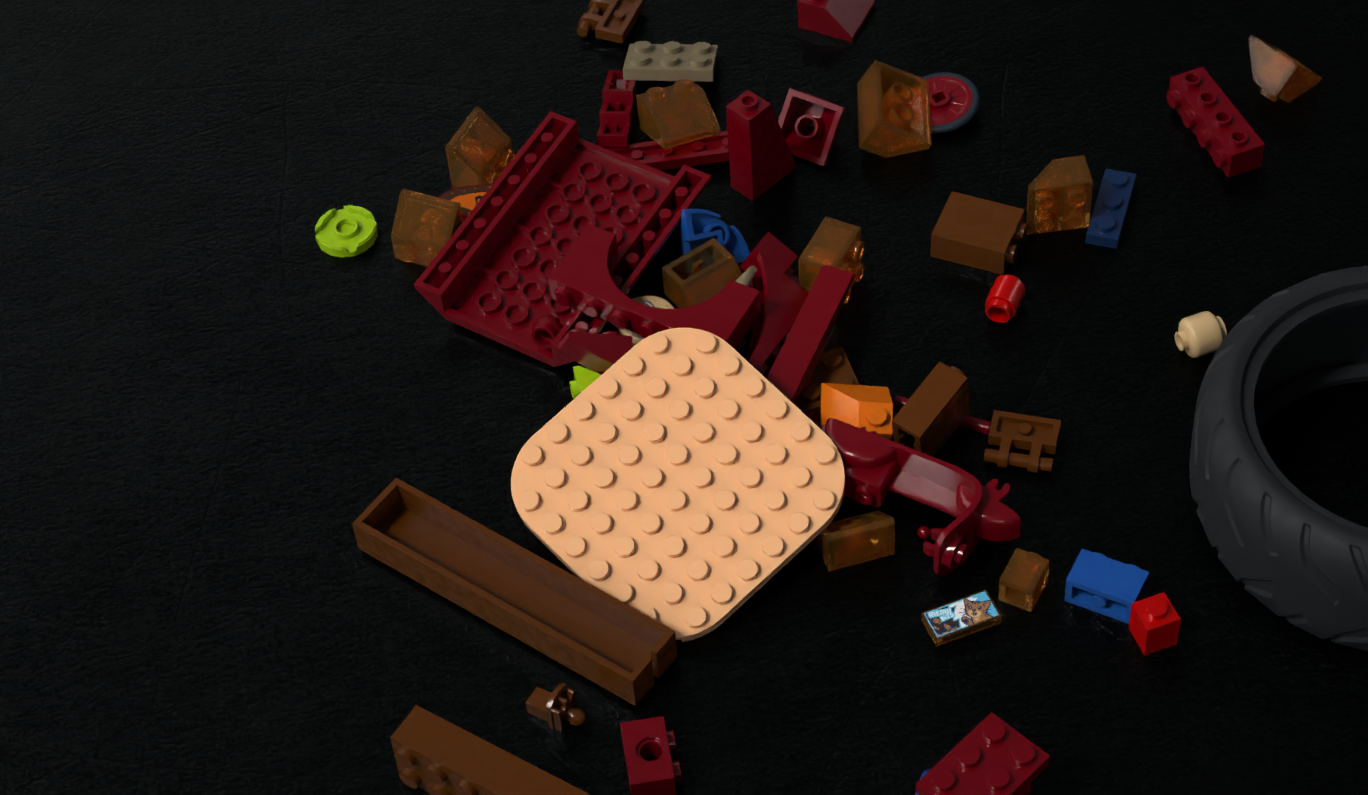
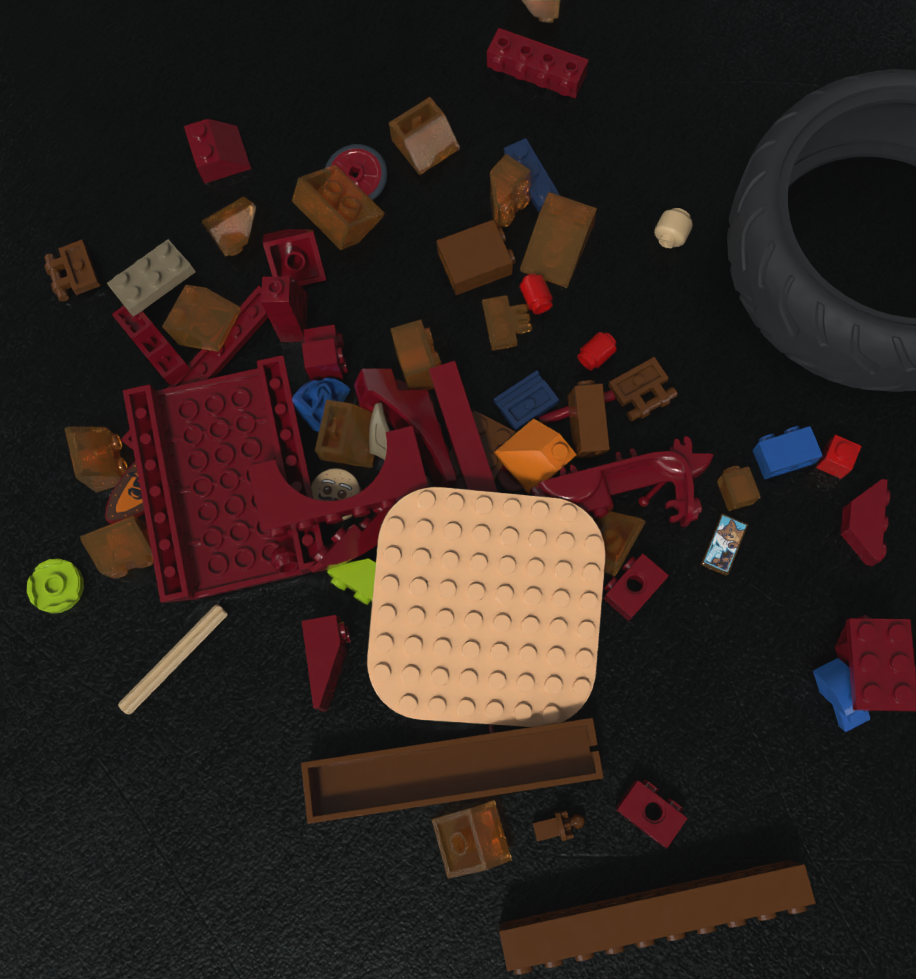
camera: 40 degrees left, 25 degrees up
(379, 348) = (172, 659): none -> tan axle
(474, 656) = (471, 840): none -> clear orange slope
(498, 426) = (325, 653): none -> dark red slope
(753, 209) = (324, 353): none -> dark red brick
(780, 69) = (231, 226): none -> clear orange slope
(823, 594) = (647, 575): none -> dark red brick
(898, 370) = (526, 401): none -> dark blue plate
(951, 302) = (504, 321): none -> clear orange hinge
(1012, 380) = (597, 350): none -> red brick
(1035, 108) = (423, 135): none -> clear orange slope
(1077, 270) = (558, 239): none -> clear orange slope
(1126, 693) = (866, 522): none -> dark red slope

